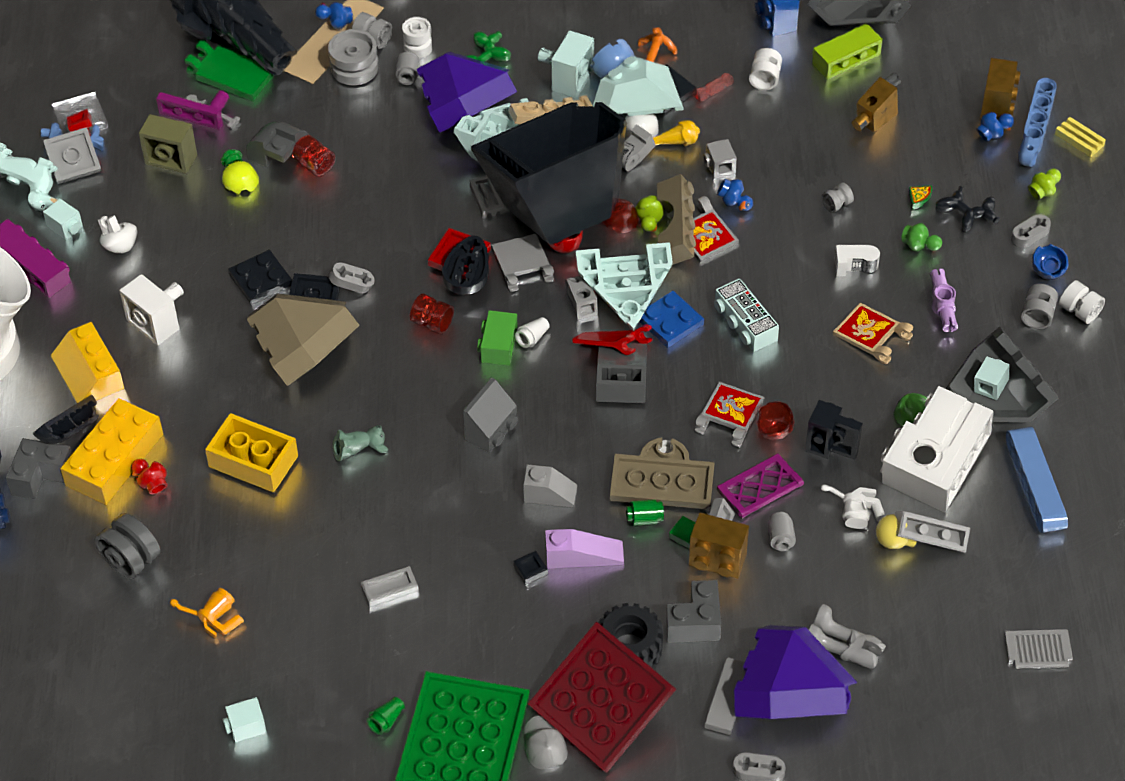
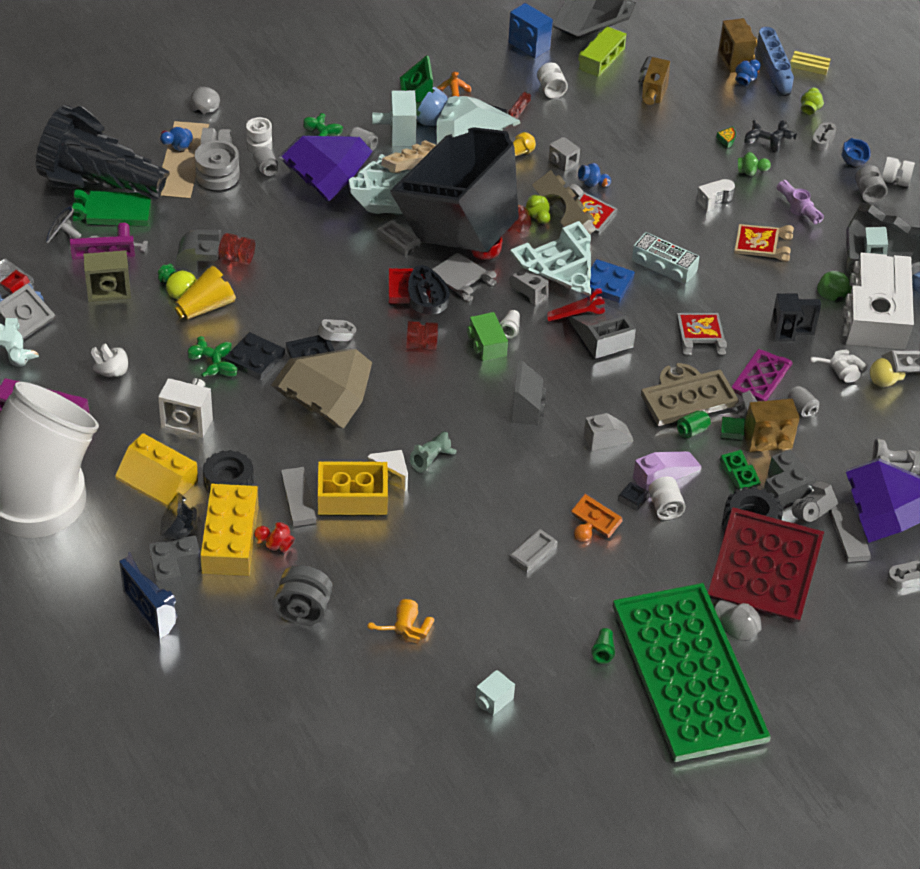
camera: 30 degrees left, 5 degrees down
(63, 219) = (51, 365): light aqua brick -> none
(151, 377) = (228, 460): none -> black tyre
(169, 78) = (62, 223): none -> shield
(194, 456) = (298, 496): none -> light grey tile
(213, 253) = (224, 368): none -> green piece
(248, 196) = (205, 295): none -> yellow cone
(309, 444) = (396, 467): none -> white slope
(472, 576) = (595, 517): none -> orange plate
(521, 74) = (368, 137): none -> light grey brick
(556, 583) = (666, 498): none -> white wheel
(623, 25) = (418, 79): none -> green slope
(659, 582) = (739, 471): none -> green slope
(707, 651) = (816, 503): none -> light grey leg
(775, 420) = (743, 324): clear red hair -> none
(836, 198) = (671, 155): light grey wheel -> none

